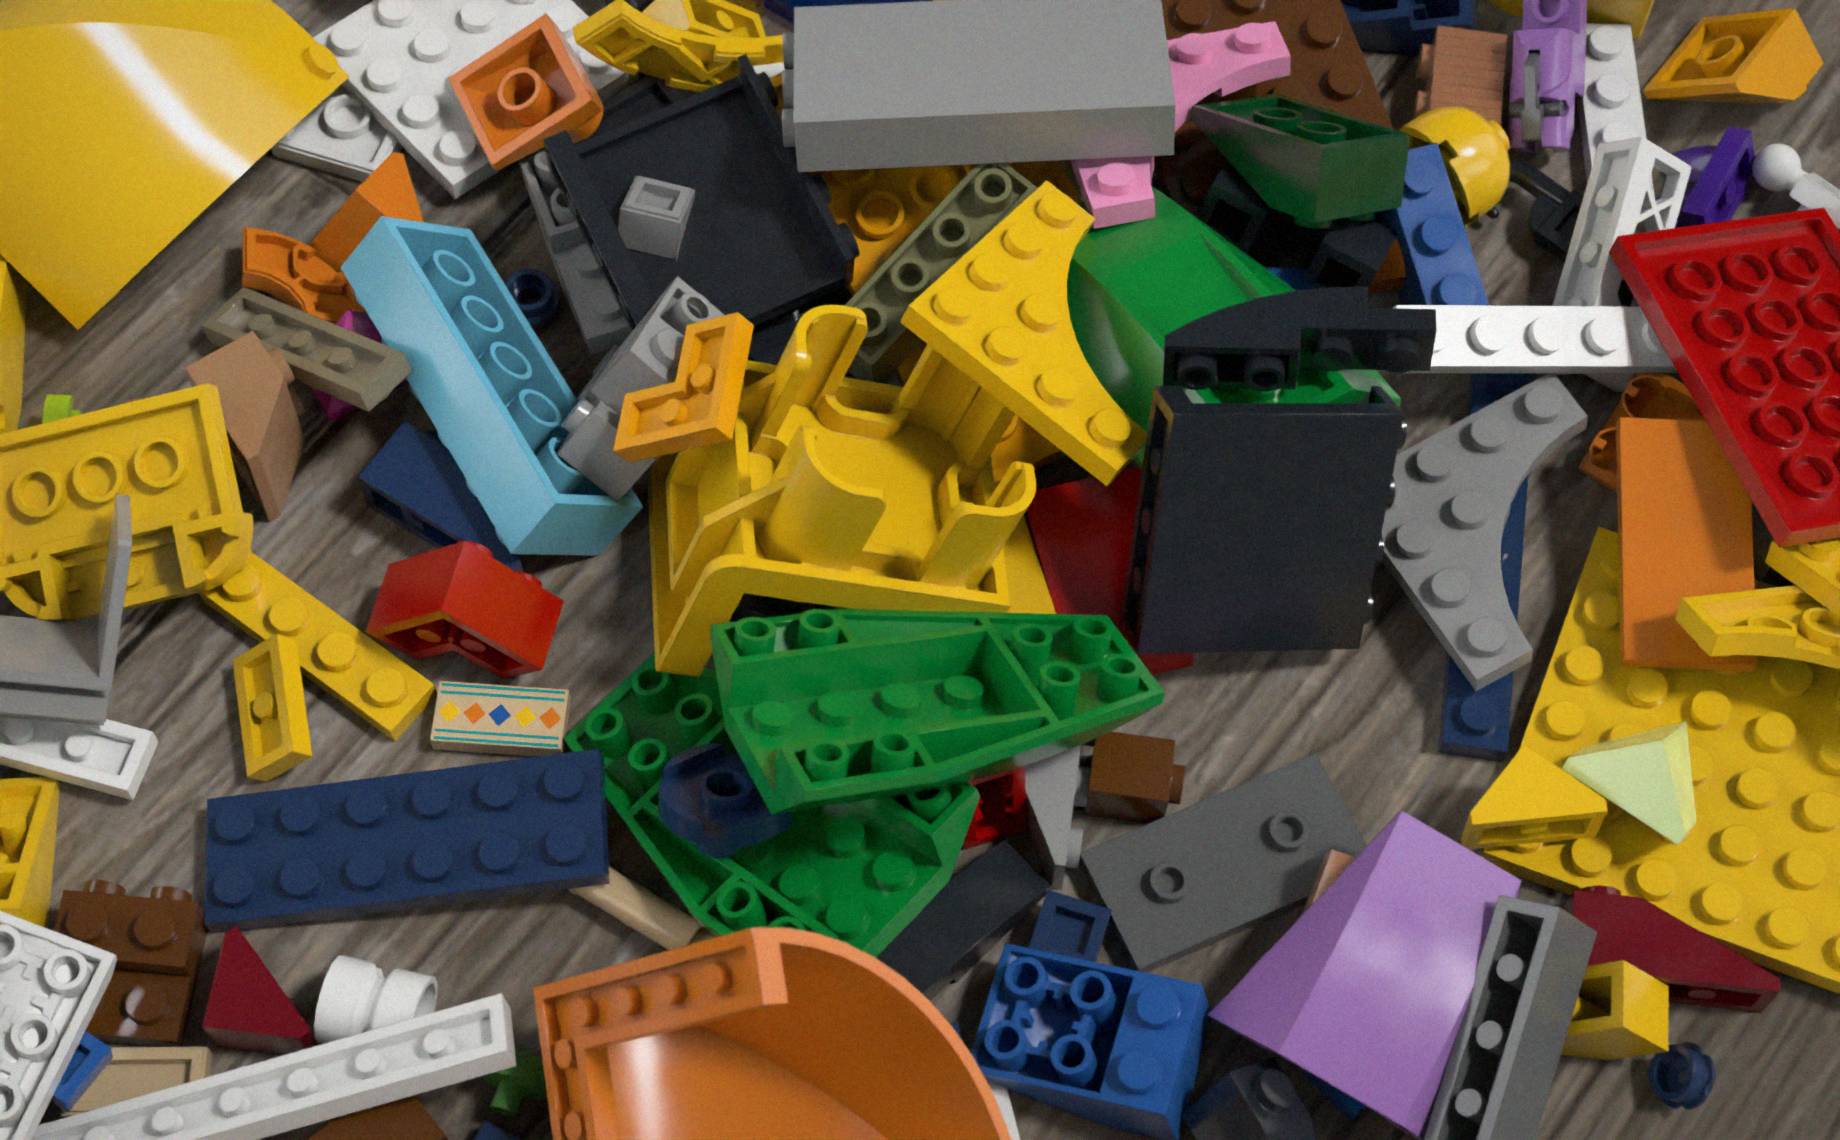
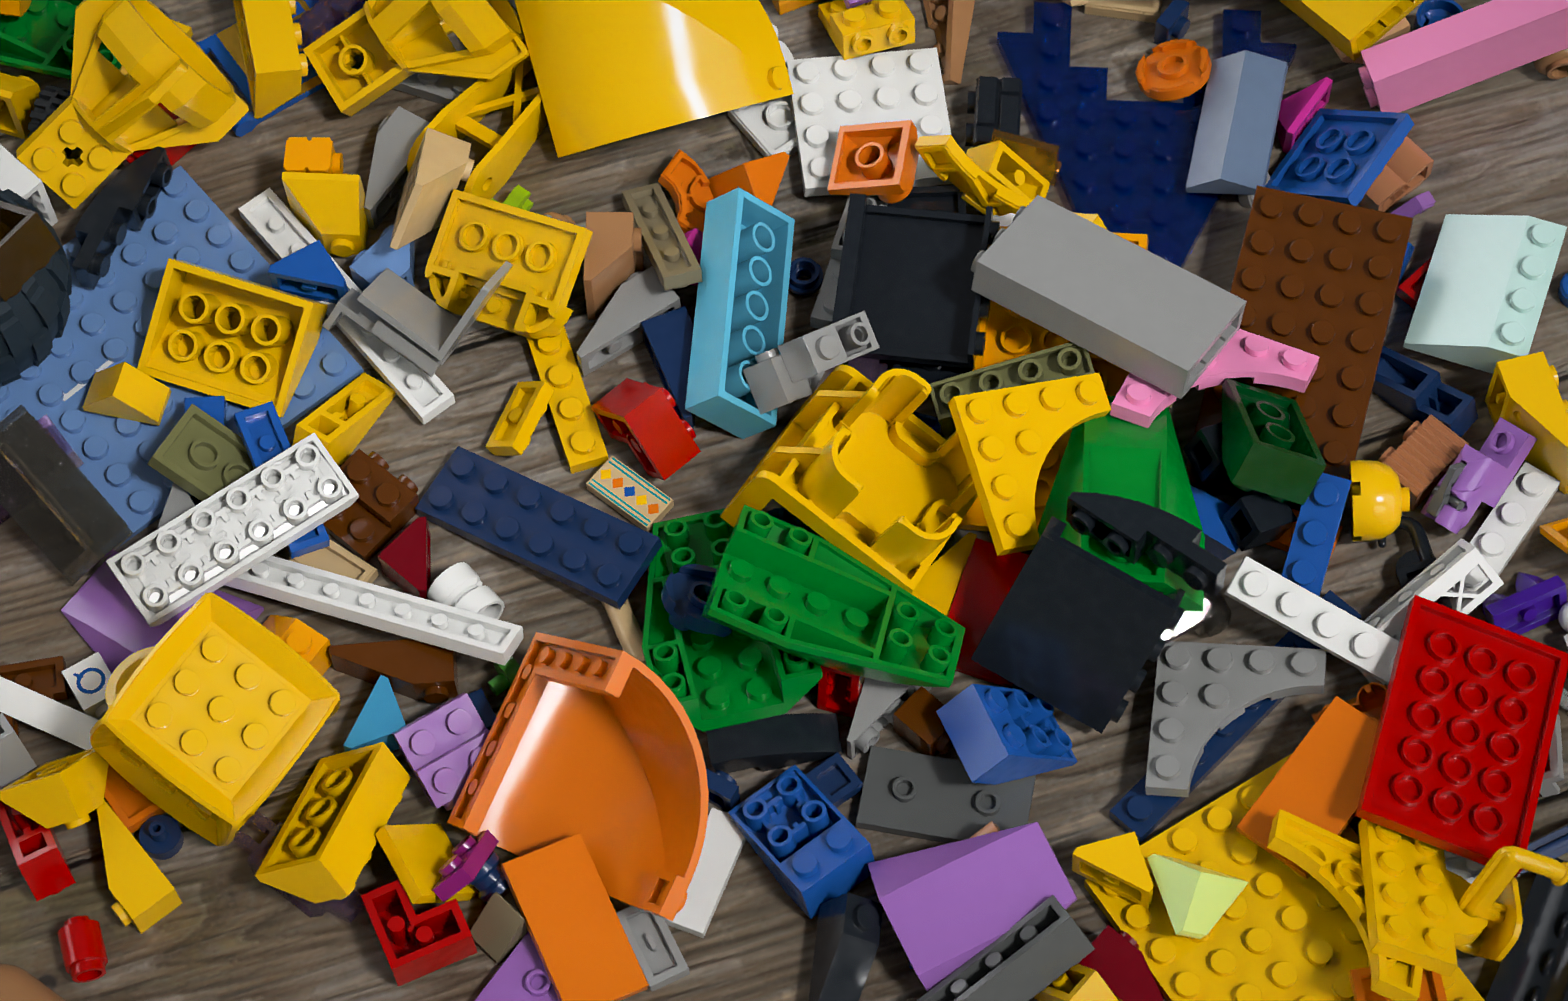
camera: 40 degrees right, 0 degrees up
(329, 455) = (620, 322): none -> light grey slope
(655, 216) = (887, 269): light grey slope -> none
(699, 404) = (817, 386): light orange plate -> none
(1252, 726) = (1004, 734): none -> blue slope

